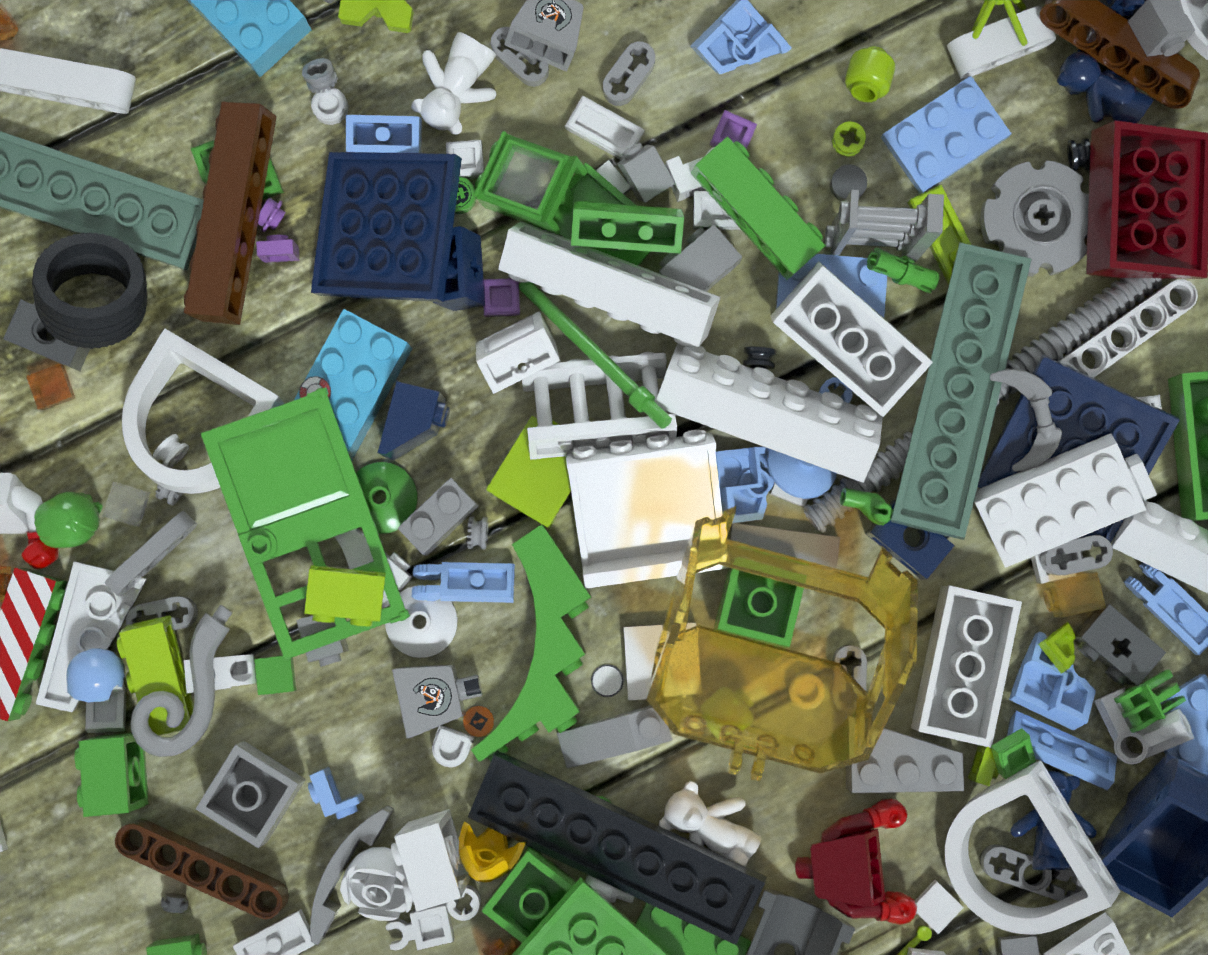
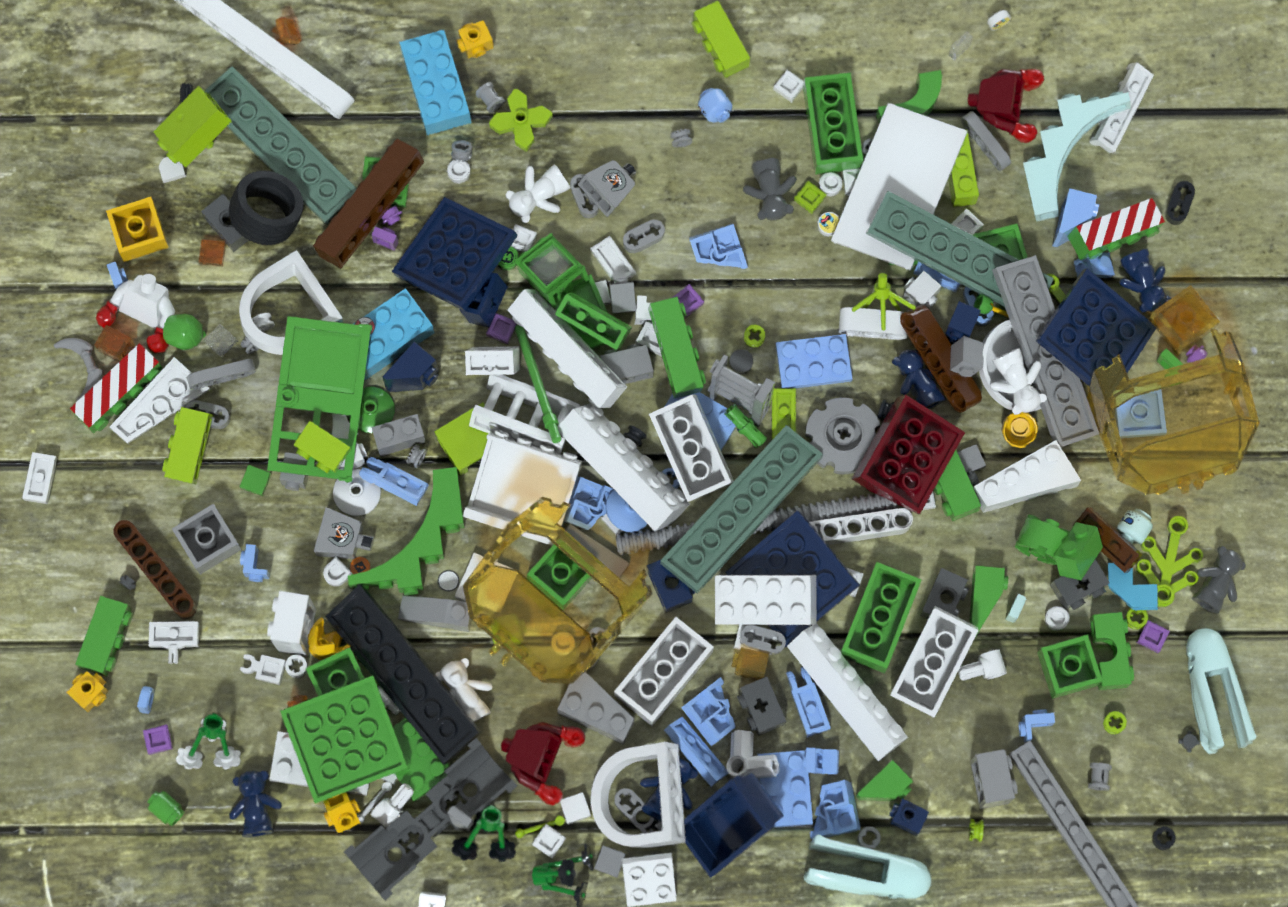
camera: 20 degrees right, 10 degrees down
(94, 675) = (153, 424): light blue hair -> none
(108, 714) = (148, 447): white bracket -> none
(111, 775) = (133, 486): bright green brick -> none
(203, 645) = (224, 439): light grey plant -> none
(228, 672) = (224, 462): white leg -> none
(323, 908) = (211, 630): light grey slope -> none
(375, 885) = (251, 626): white cylinder -> none
(383, 134) = (481, 201): light blue brick -> none
(870, 74) = (785, 304): lime head -> none
(870, 504) = (654, 548): bright green arm -> none
(983, 766) = (647, 737): lime plate -> none
(1013, 753) = (664, 731): bright green tile -> none
(1038, 394) = (778, 558): light grey piece -> none
(1060, 647) = (727, 690): lime tile -> none
(1140, 477) = (819, 607): white tile -> none
(1143, 705) = (759, 743): bright green arm -> none

